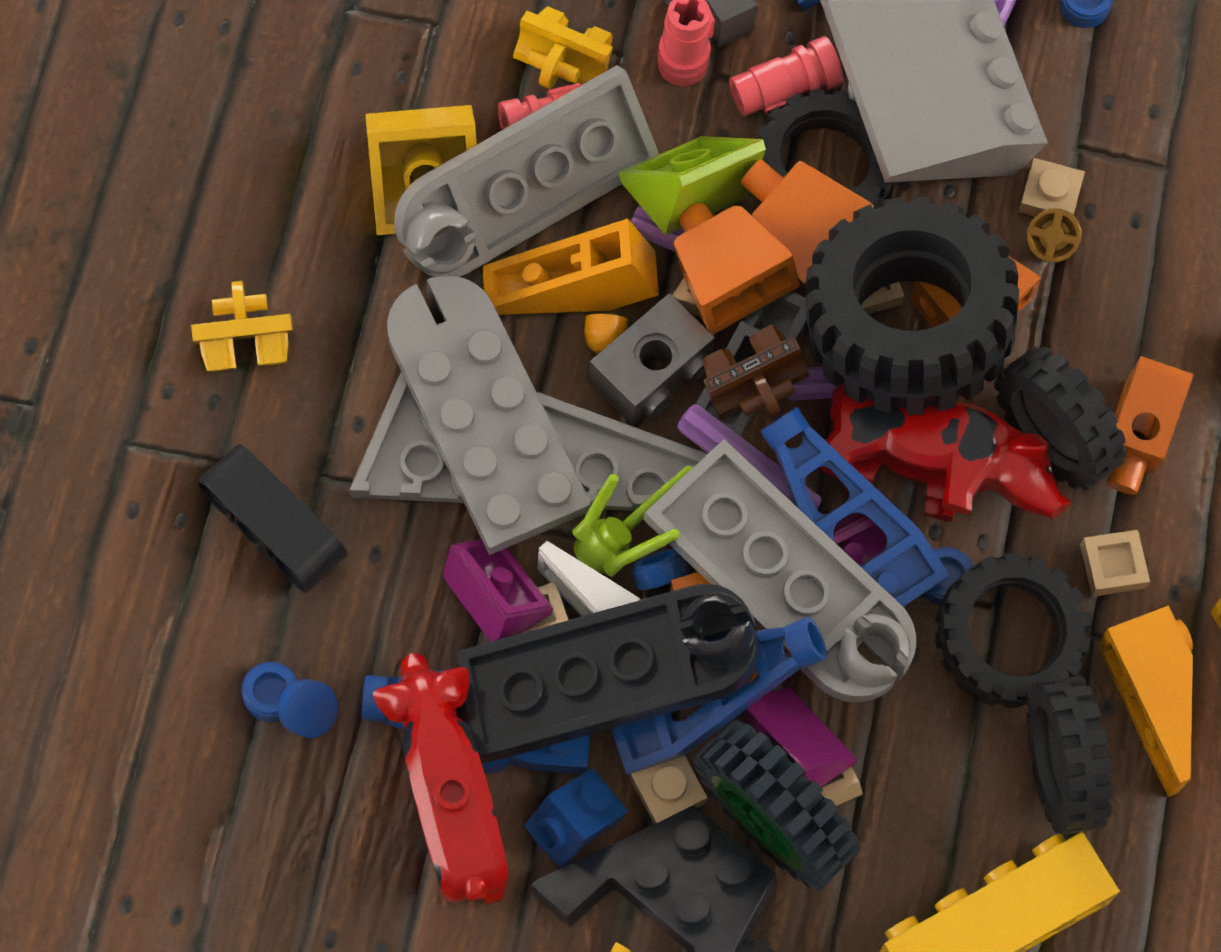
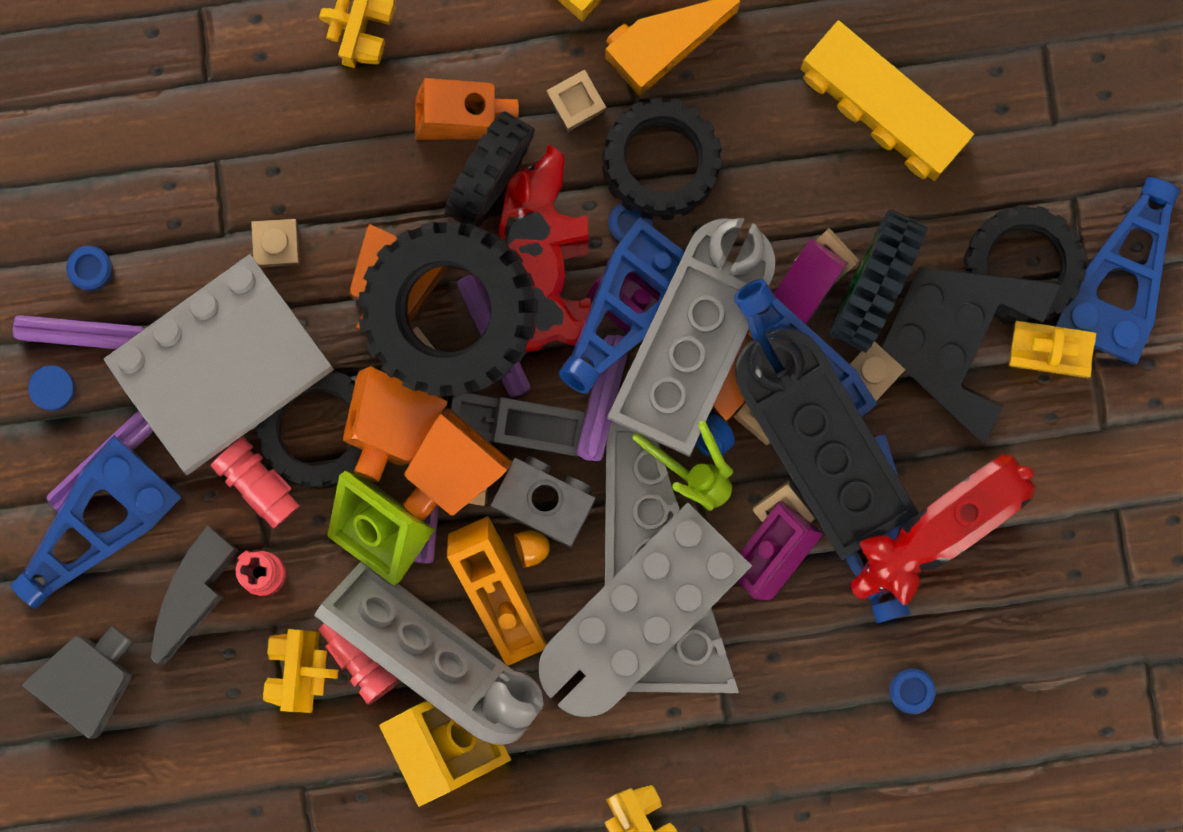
camera: 105 degrees left, 15 degrees up
(272, 518) = (781, 744): black beam -> none
(307, 708) = (918, 656): blue tile -> none
(575, 817) = (923, 429): blue bracket -> none
(579, 584) = (755, 467): white slope -> none
(758, 379) = (555, 427): reddish brown hips -> none
(1043, 241) = (330, 223): pearl gold wheel -> none
(1069, 755) = (755, 84): black tyre -> none

